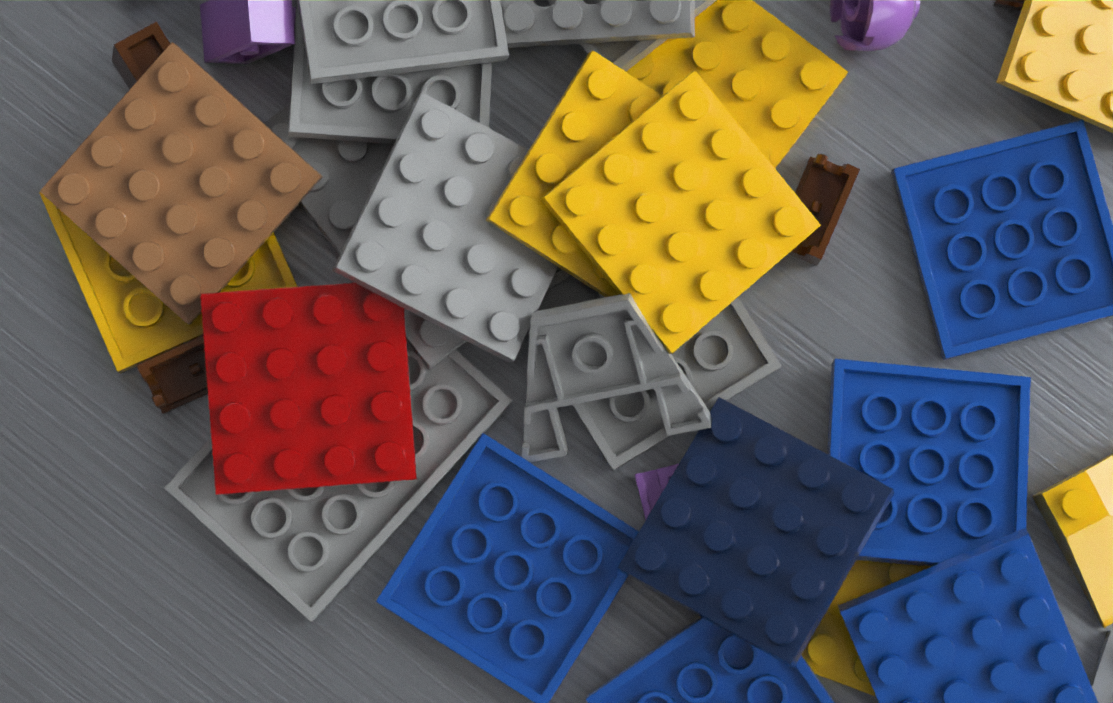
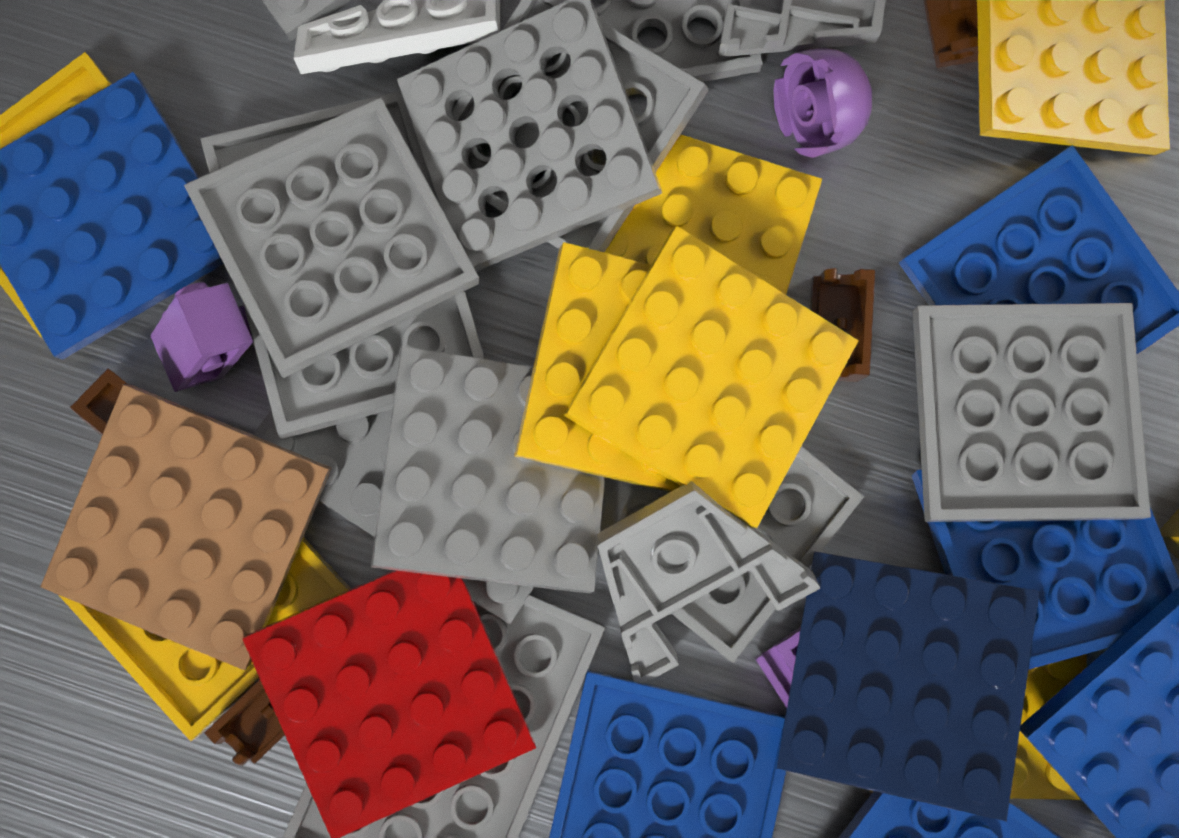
camera: 15 degrees left, 0 degrees up
(949, 340) = (1030, 413): none -> light grey plate

